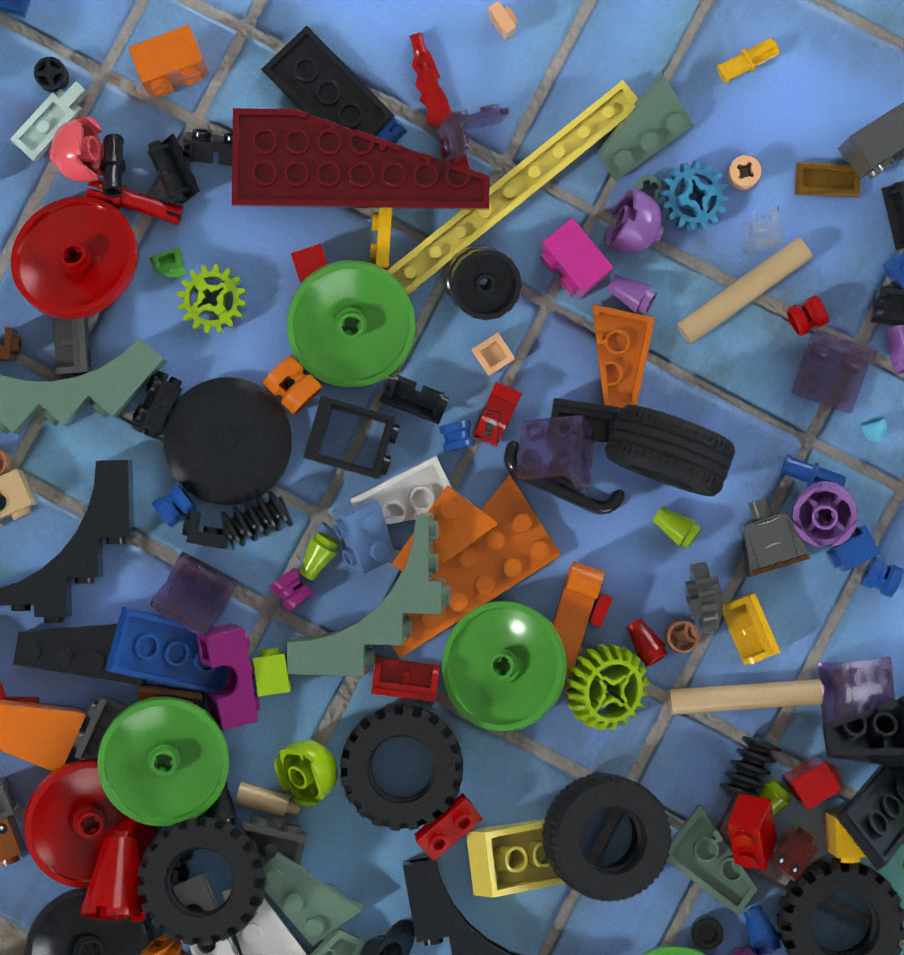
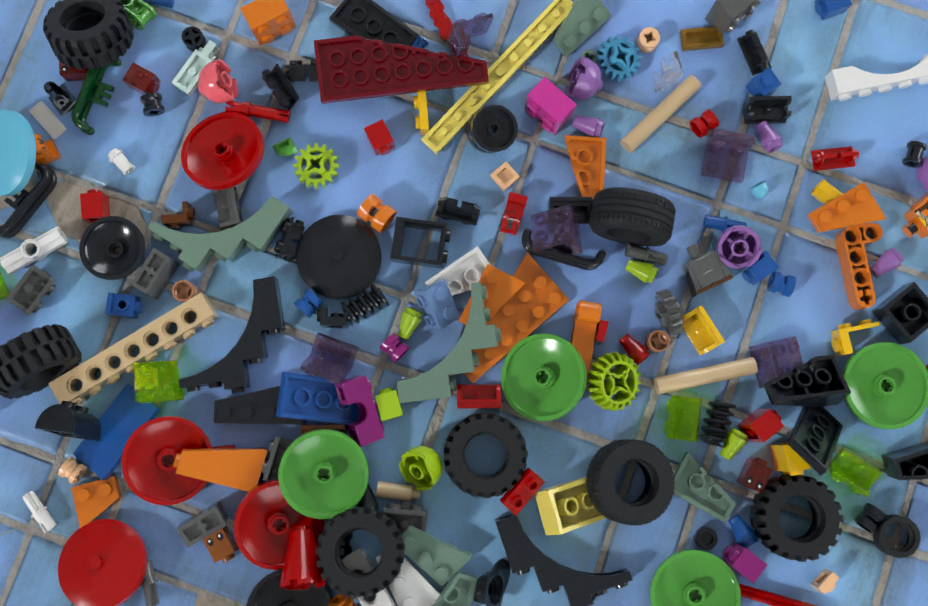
camera: 10 degrees left, 5 degrees down
(113, 165) = (240, 89): black pin -> none
(350, 323) = (409, 168): bright green dish -> none
(456, 436) = (489, 231): blue wheel -> none
(686, 503) = (645, 254): none -> dark grey axle
(701, 755) = (683, 418): none -> clear neon green bracket
(752, 831) = (727, 463): red brick -> none

